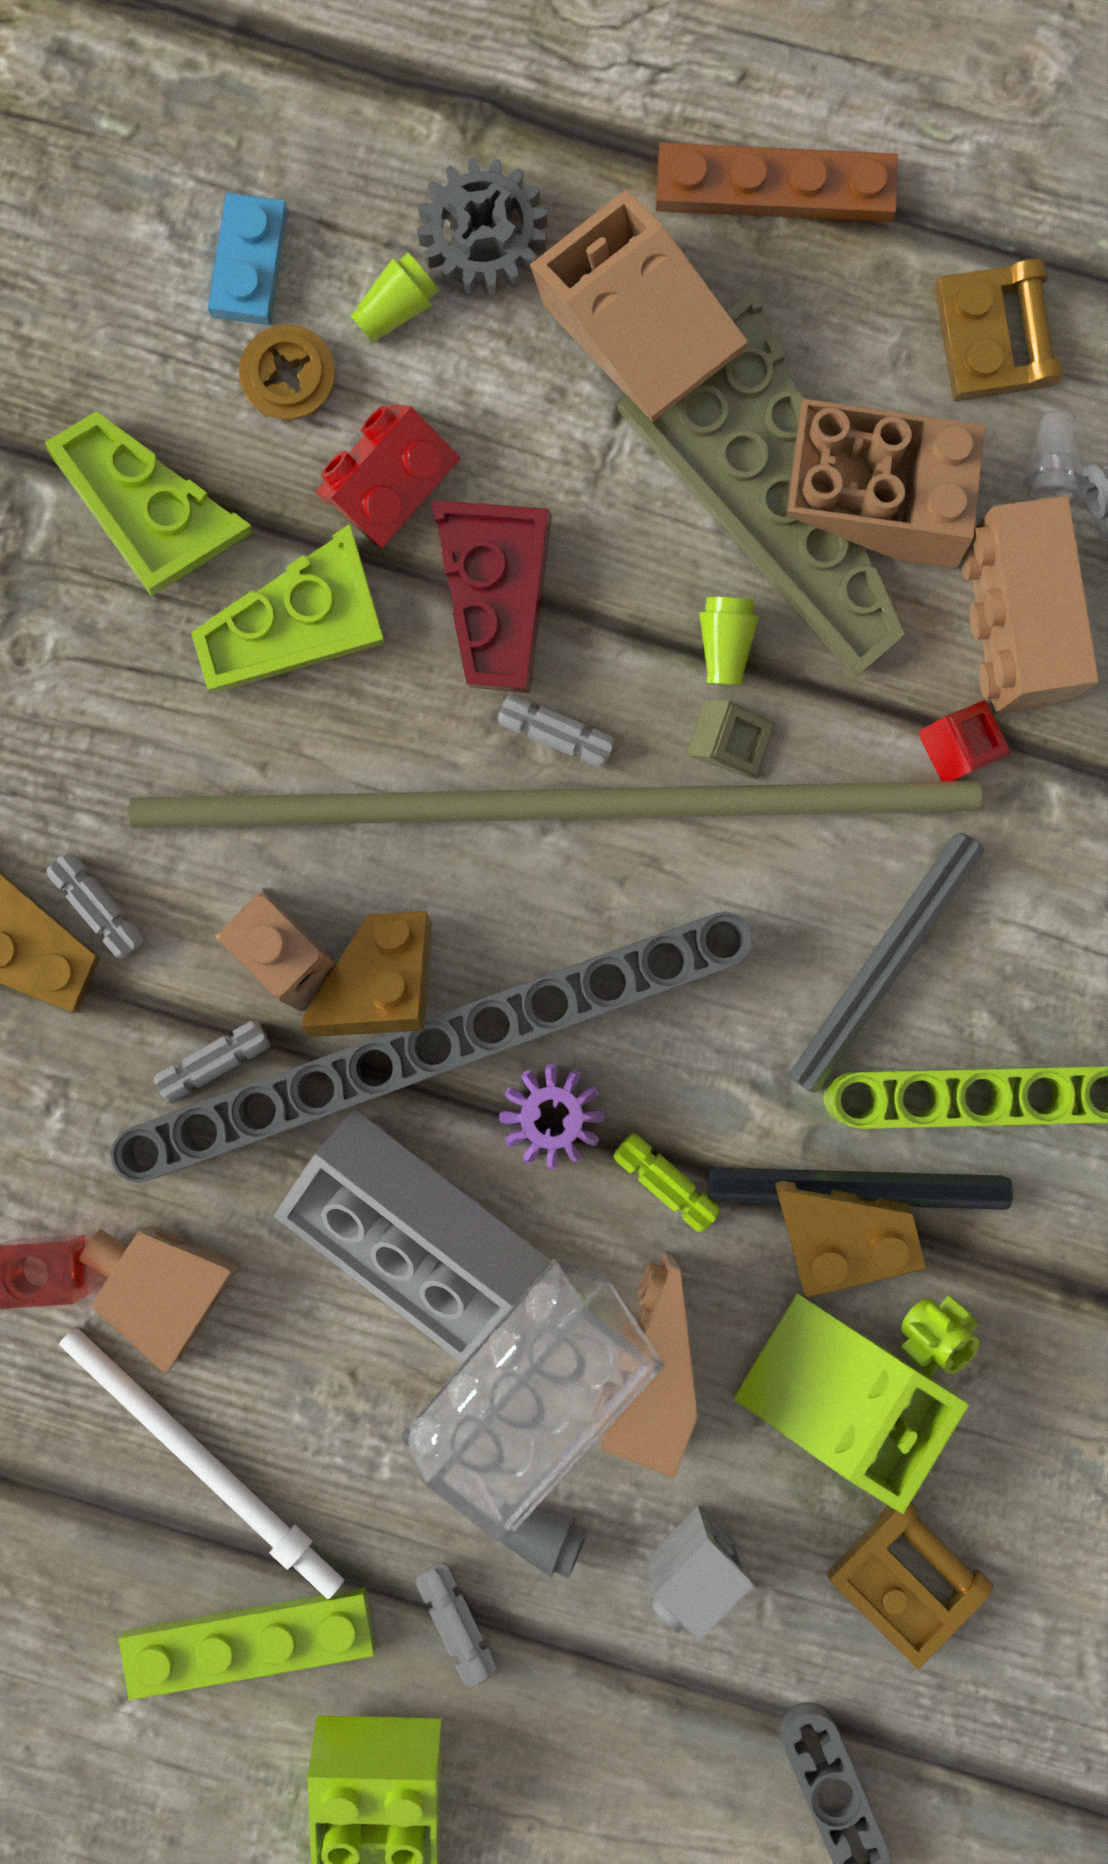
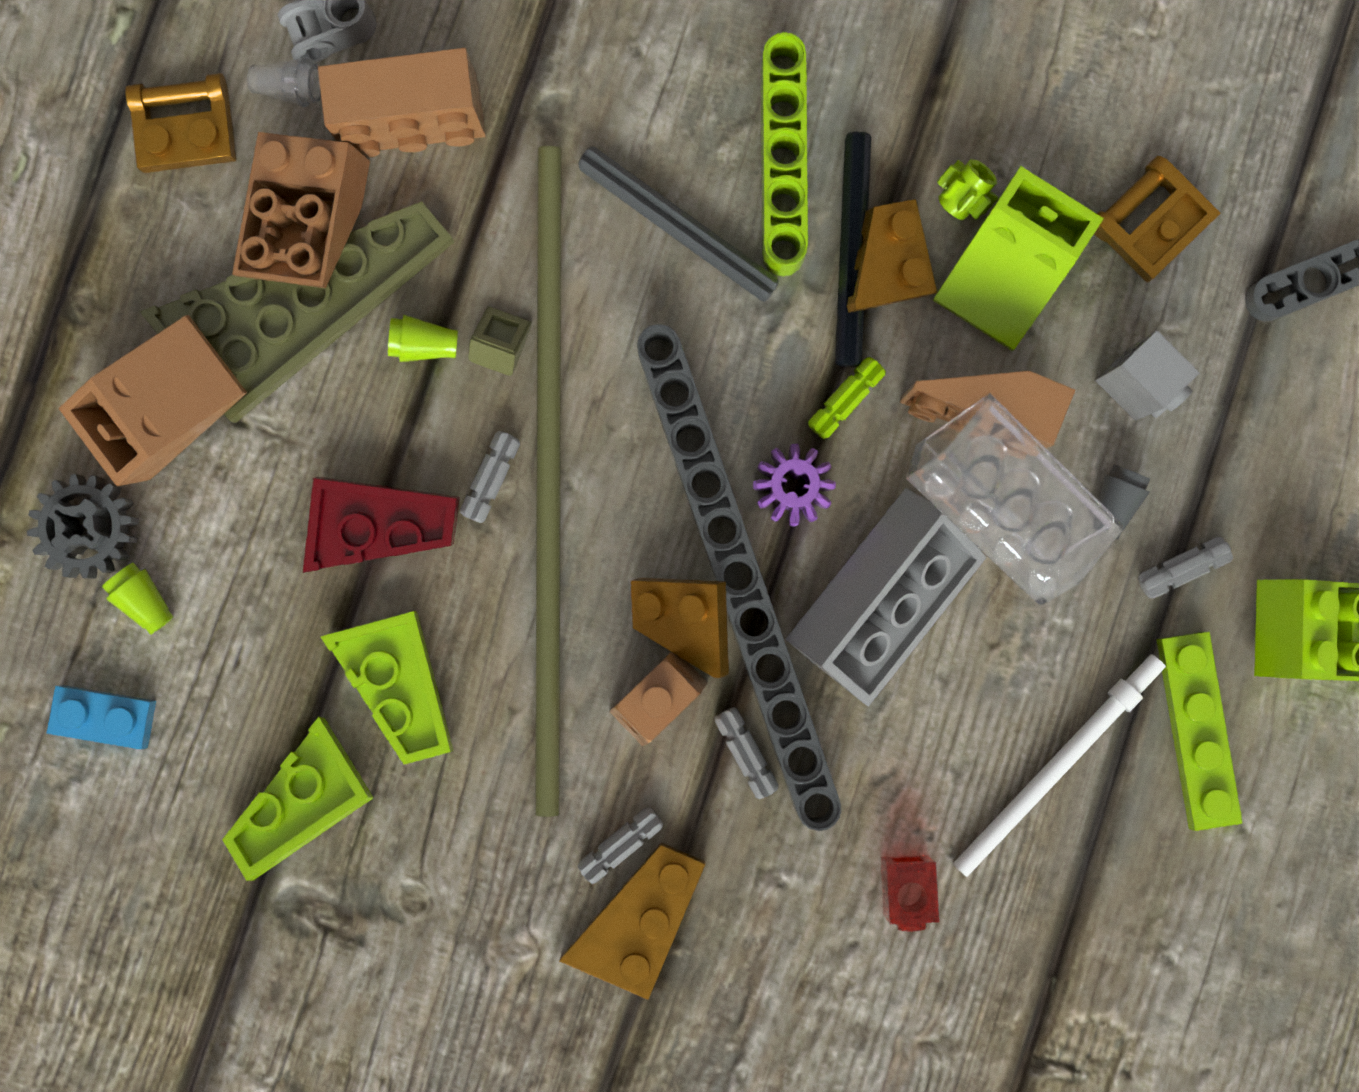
camera: 85 degrees left, 0 degrees up
(157, 1289) = (924, 797): medium nougat torso -> none
(296, 347) = (175, 678): pearl gold gear -> none
(387, 472) = (279, 607): red bracket -> none
(776, 182) = (55, 294): dark orange plate -> none
(964, 741) = (507, 159): red slope -> none

